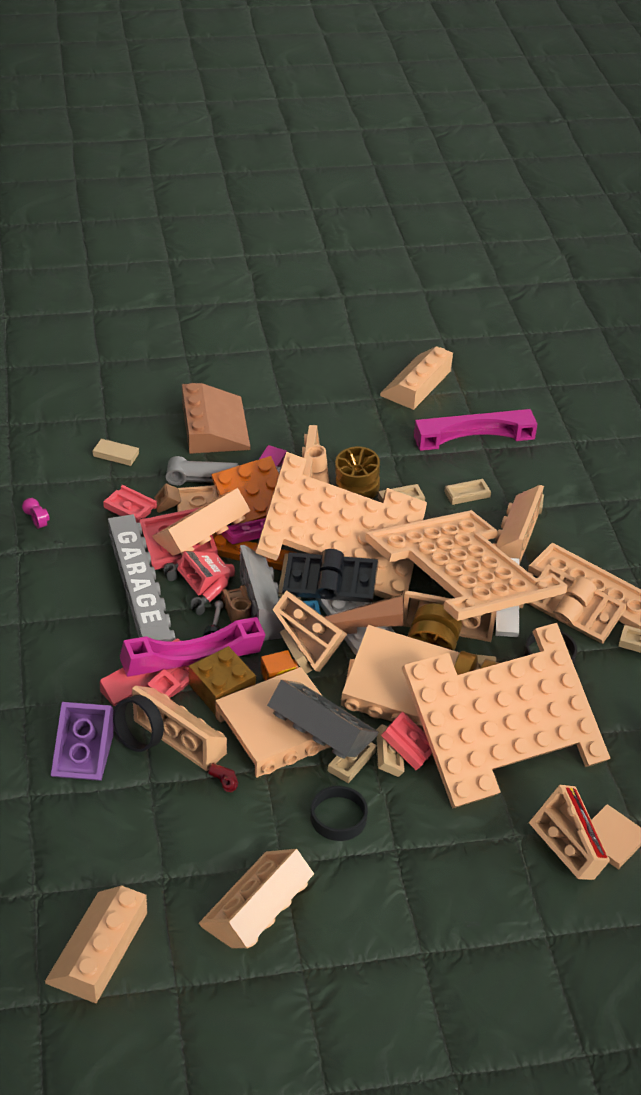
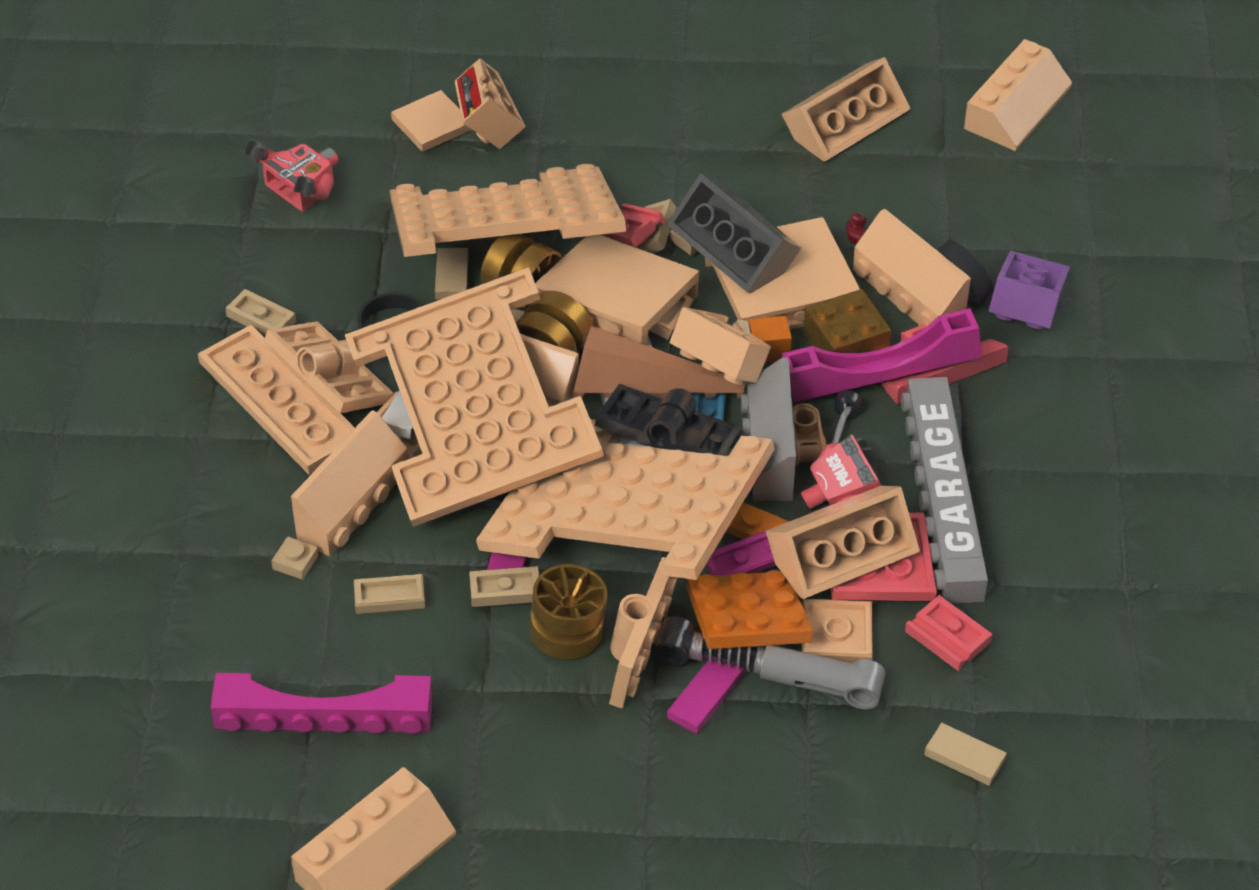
camera: 165 degrees left, 5 degrees up
(39, 515) = (1097, 627): dark pink plate -> none
(167, 497) = (886, 635): medium nougat slope -> none
(213, 419) = (782, 795): nougat slope -> none
(339, 834) = (744, 160): black tyre -> none

